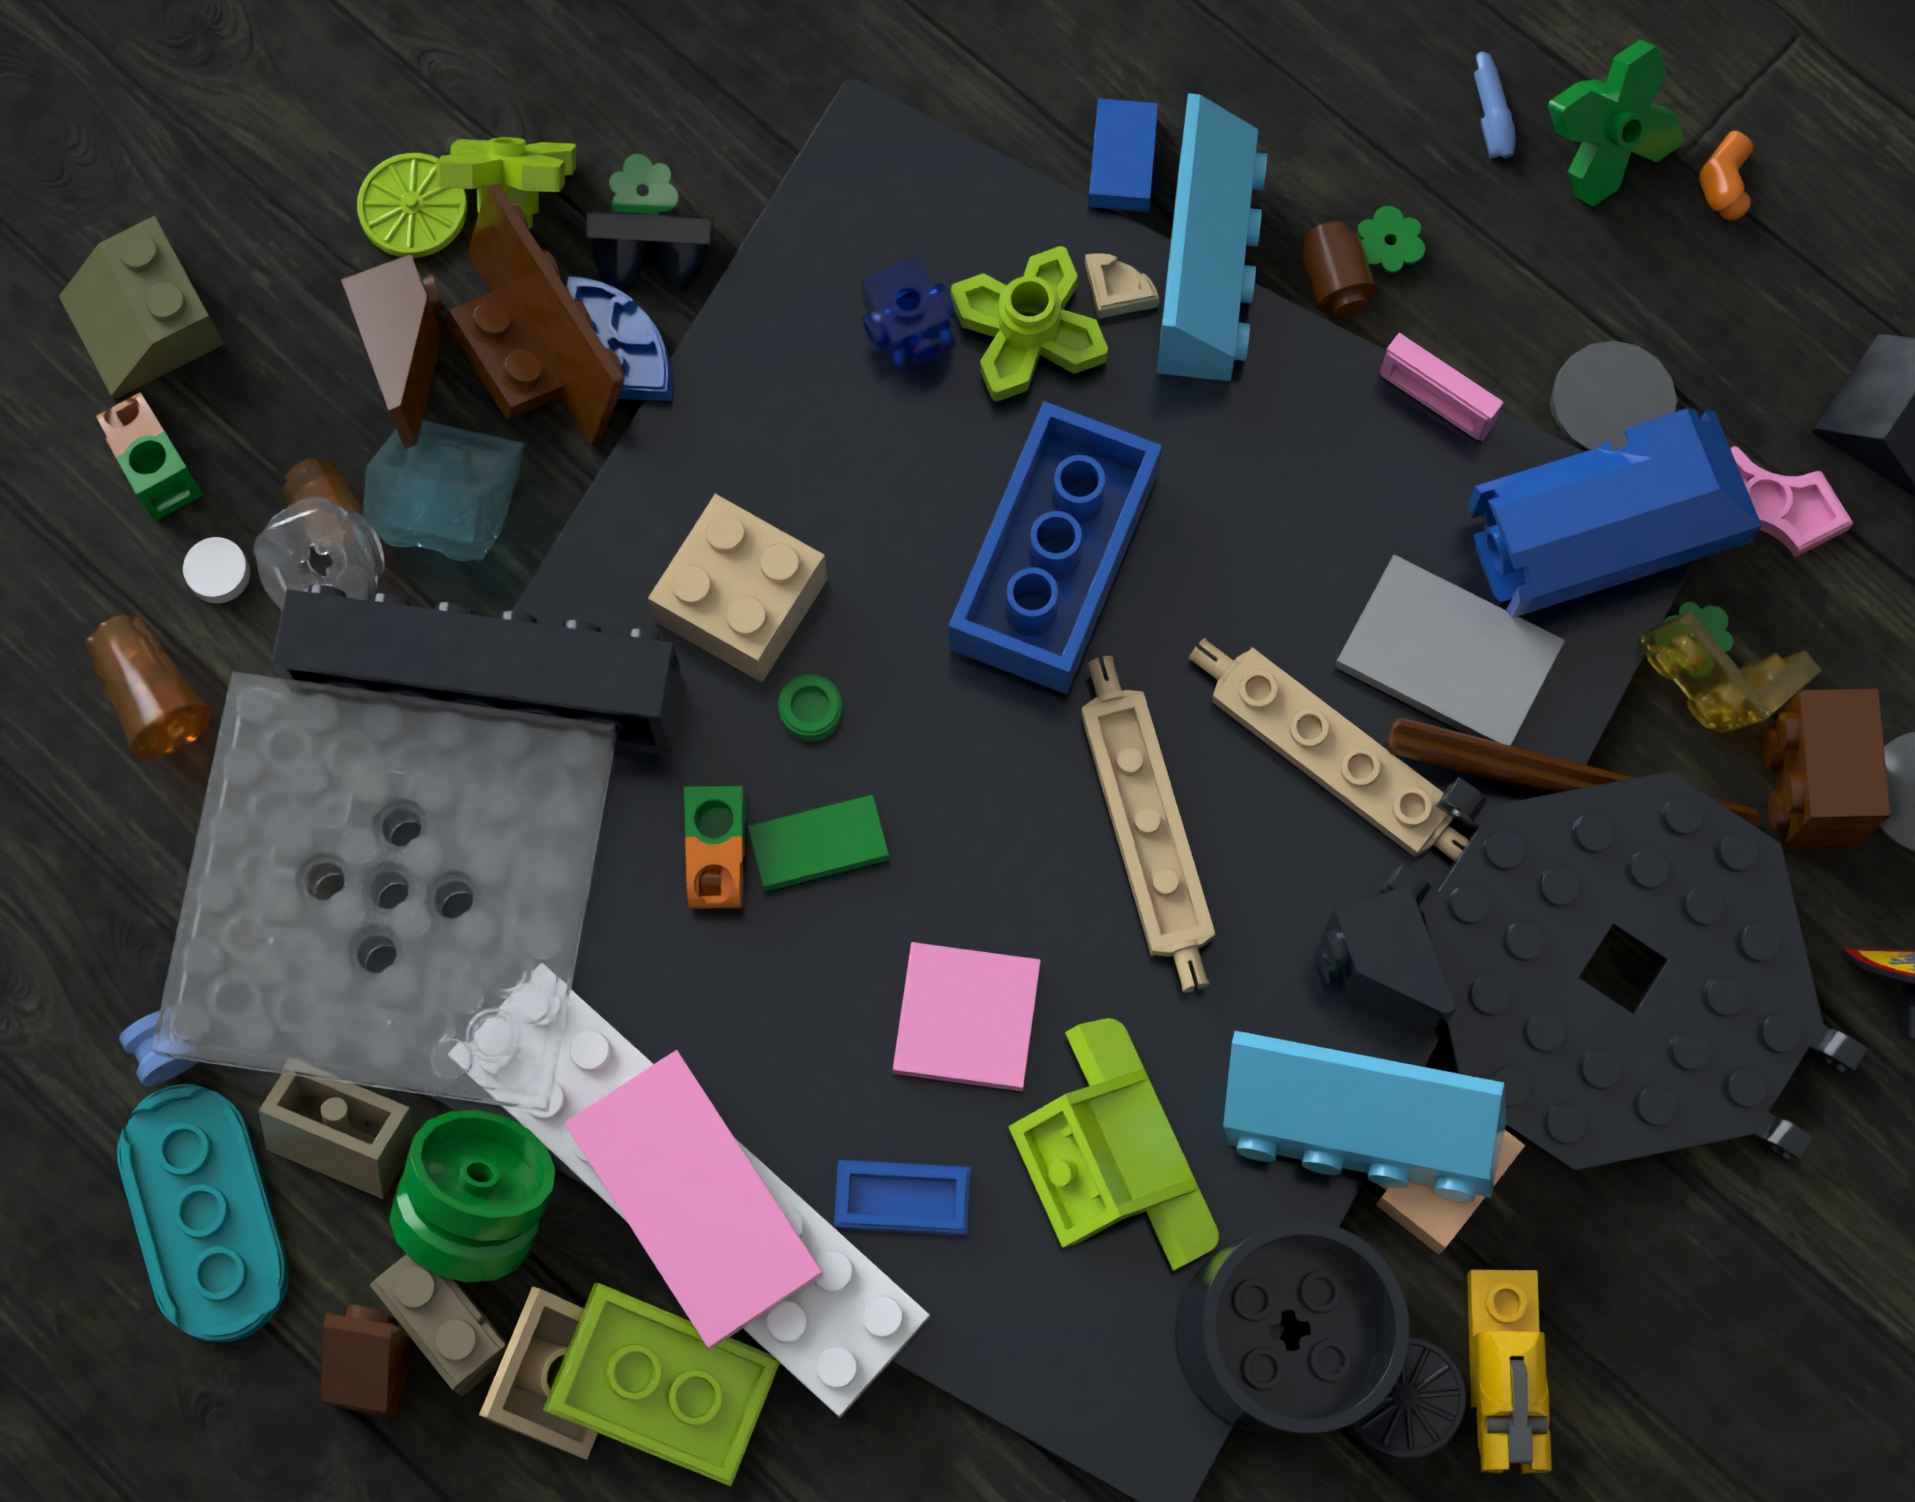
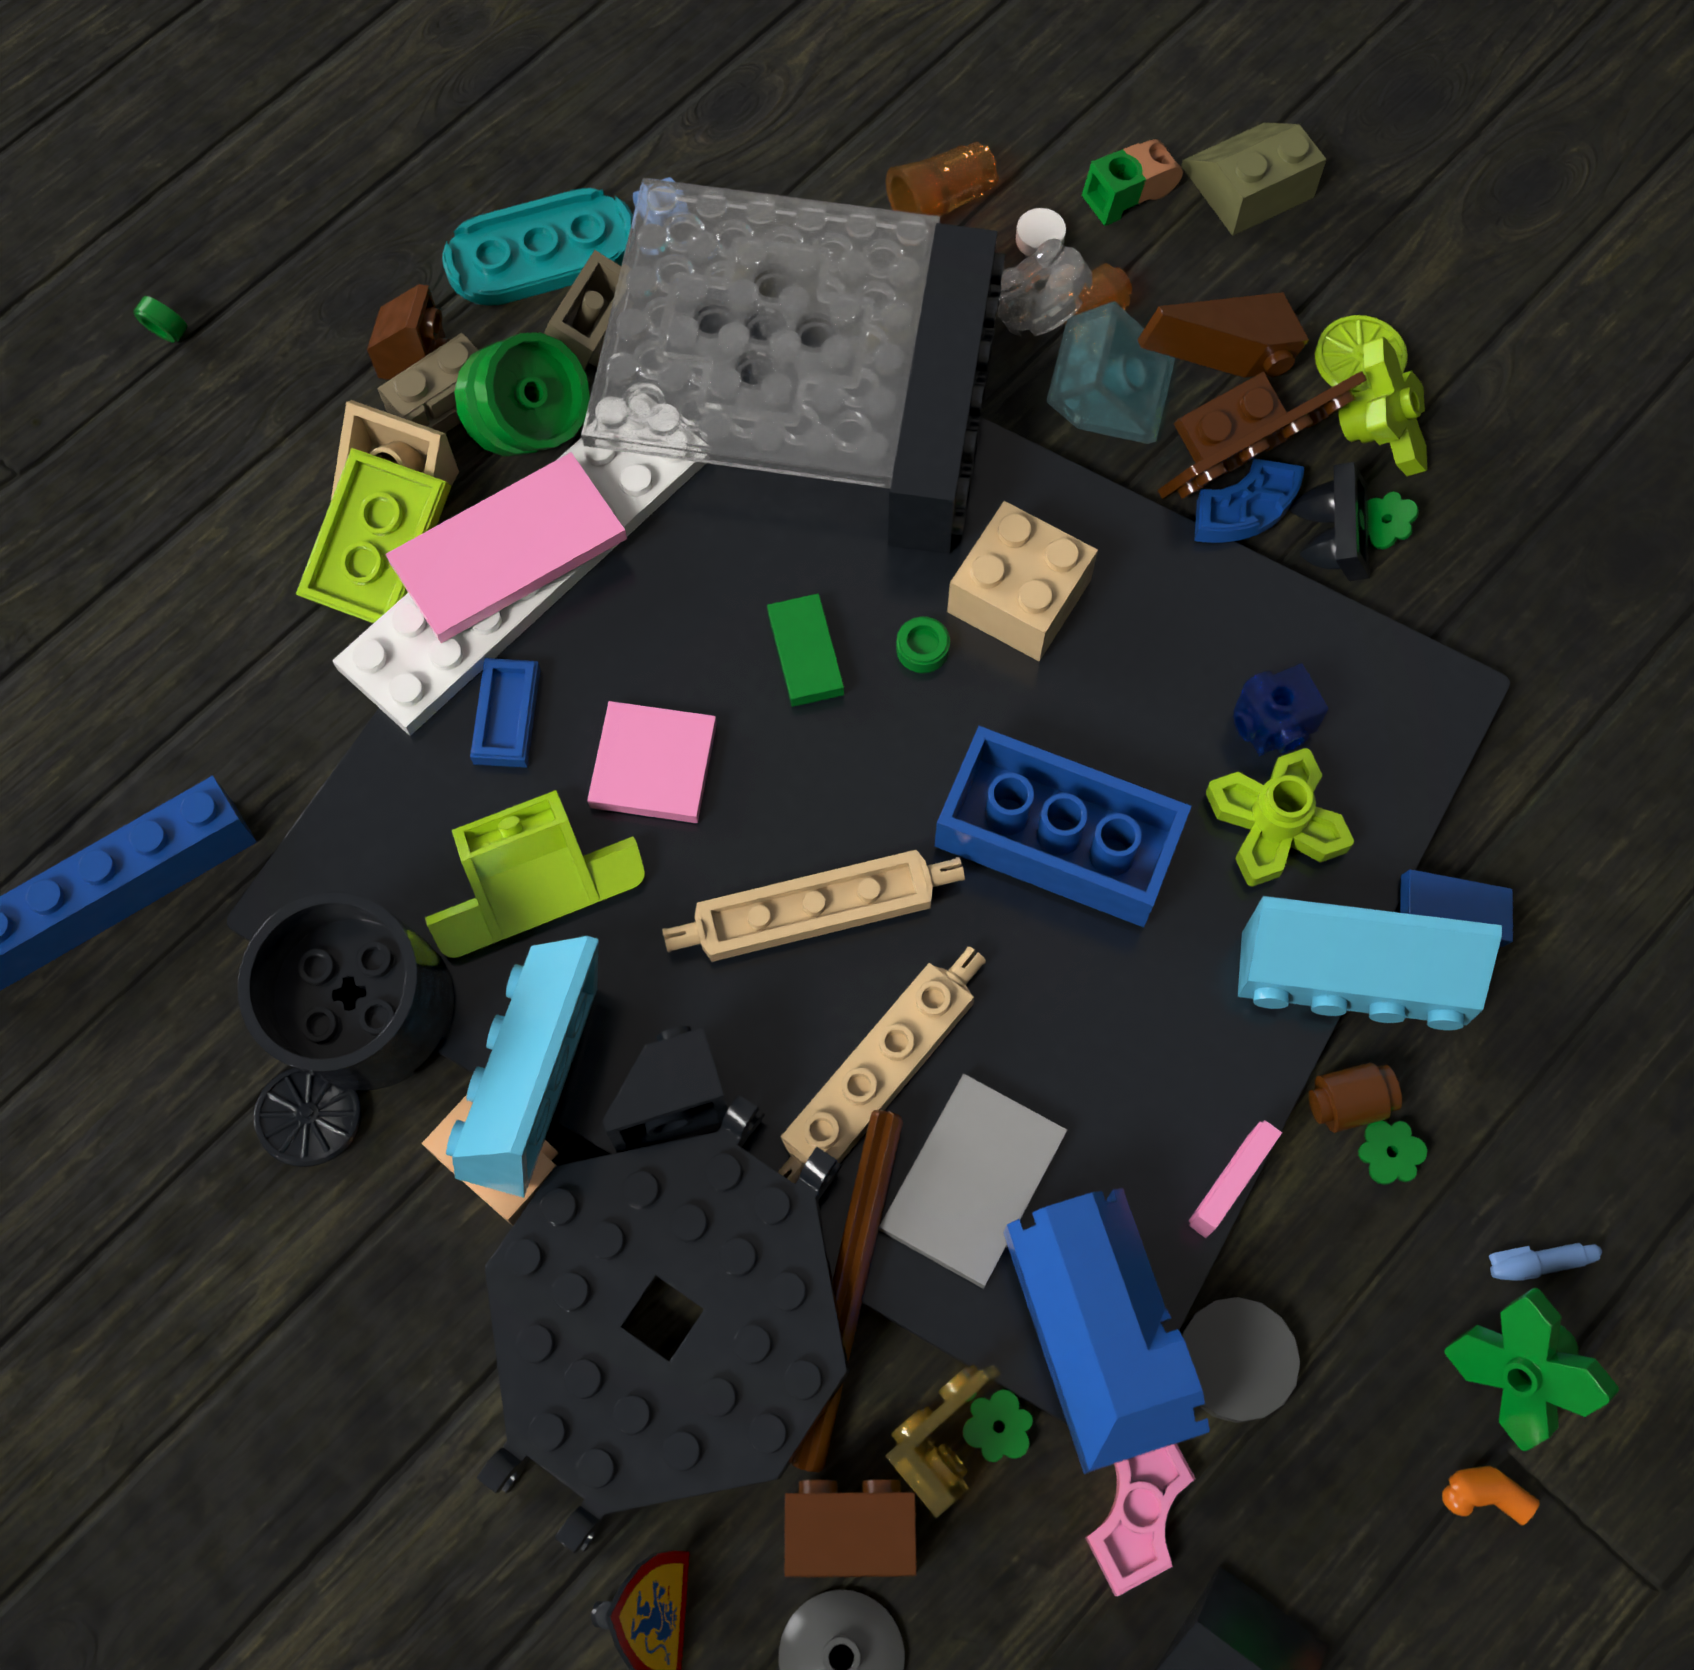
camera: 90 degrees right, 5 degrees down
(715, 845) = (801, 566): leg -> none
(1118, 286) = (1324, 887): tan tile -> none
(1508, 1370) = (313, 1199): yellow plate -> none

